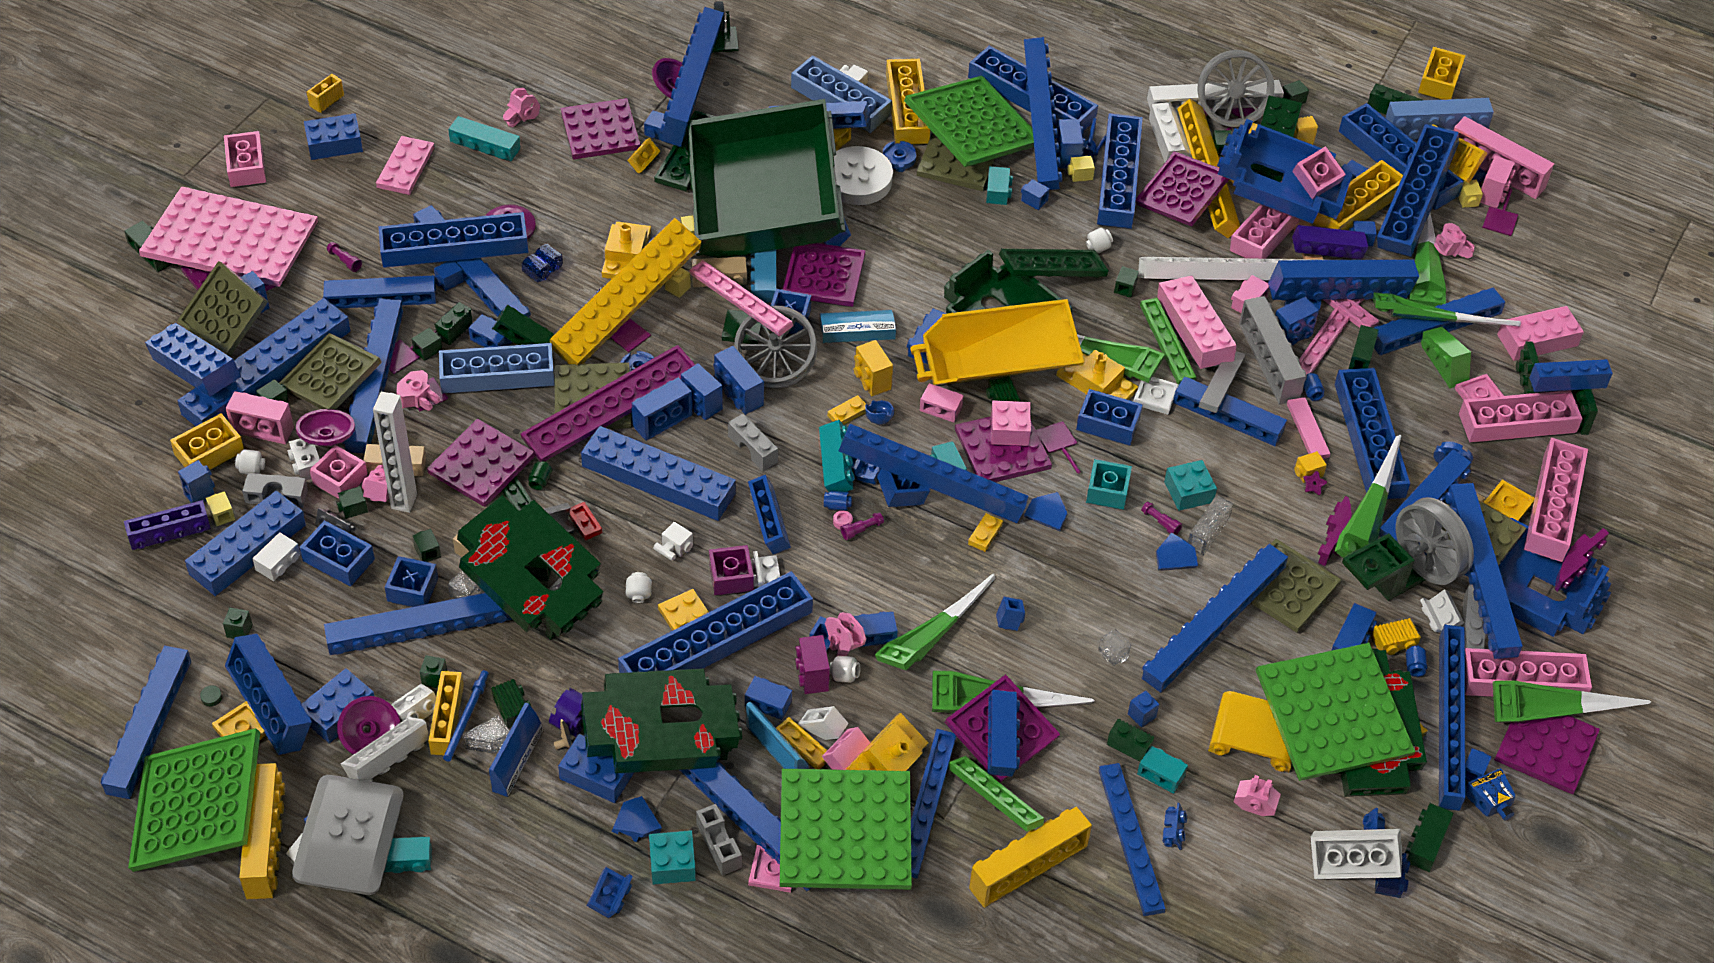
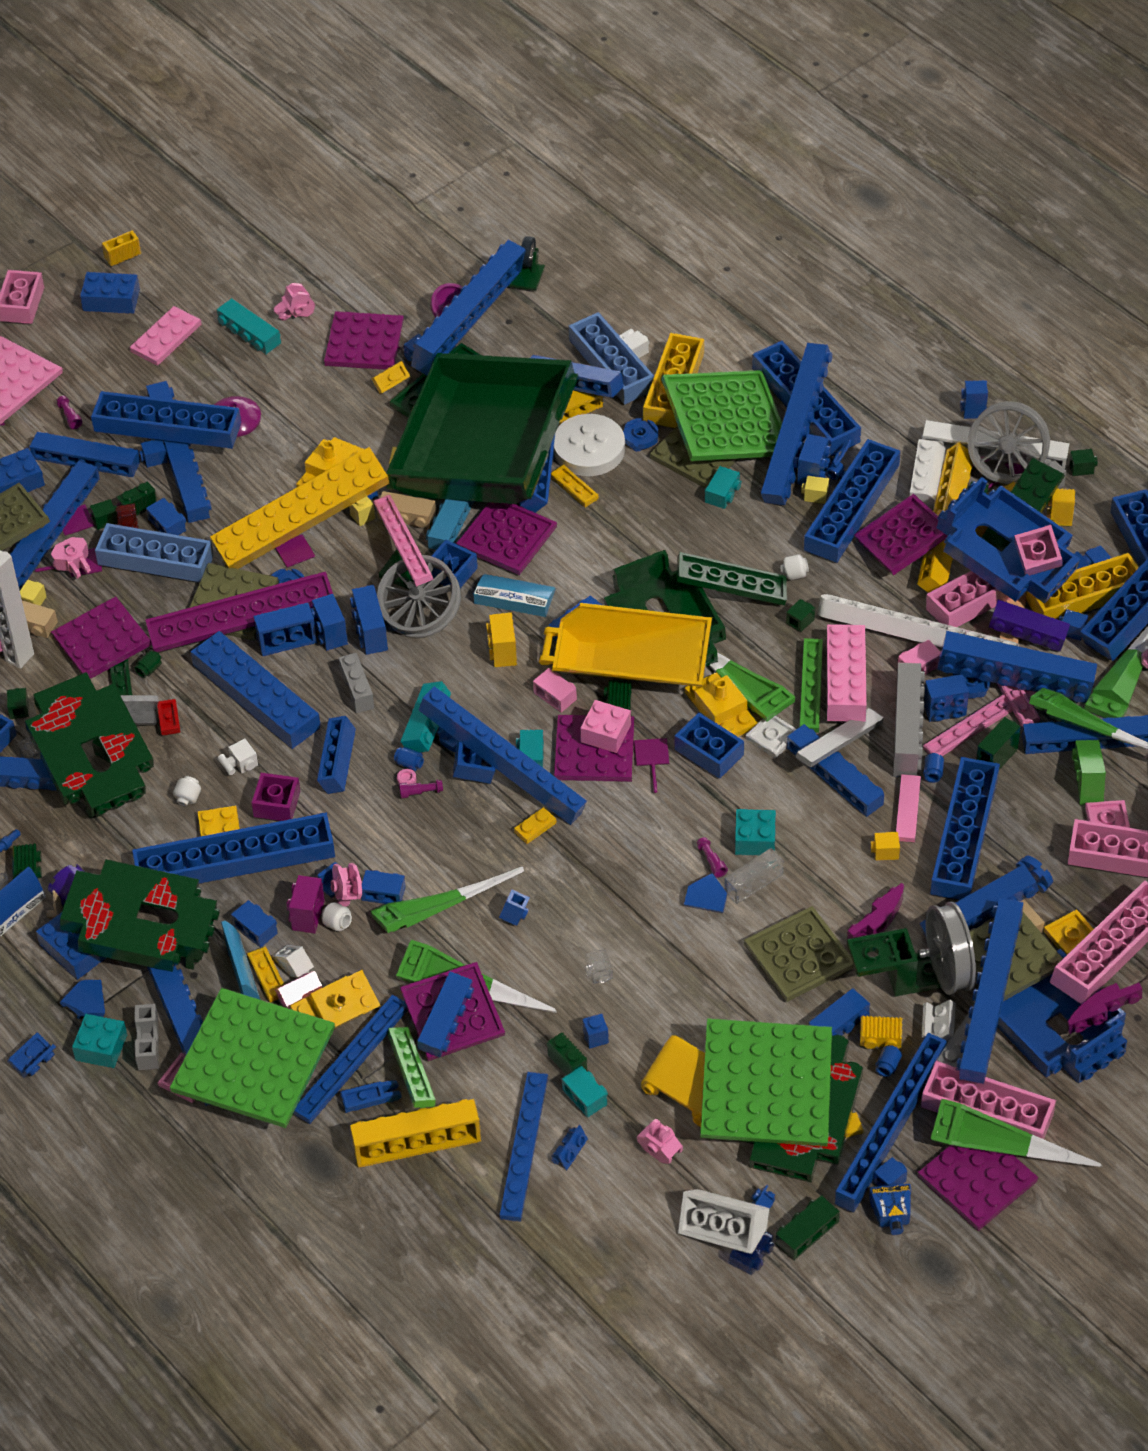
camera: 25 degrees right, 0 degrees up
(454, 338) = (127, 515): none -> clear red brick
(520, 328) = (190, 519): dark green brick -> none
(542, 263) = (245, 461): clear blue brick -> none
(765, 569) = (309, 803): white bracket -> none
(848, 410) = (463, 676): yellow plate -> none
(864, 215) = (574, 486): none -> yellow tile
(879, 412) = (490, 684): blue hair -> none
(961, 833) = (370, 1095): none -> blue hinge
(1035, 194) = (755, 505): blue brick -> none
(1047, 511) = (604, 820): blue slope -> none
(1108, 484) = (673, 810): teal brick -> none
(1179, 60) = (974, 398): none -> blue brick
(1214, 617) = (708, 964): blue brick -> none
(1314, 478) = (882, 868): magenta plate -> none
(1366, 521) = (913, 906): bright green plate -> none

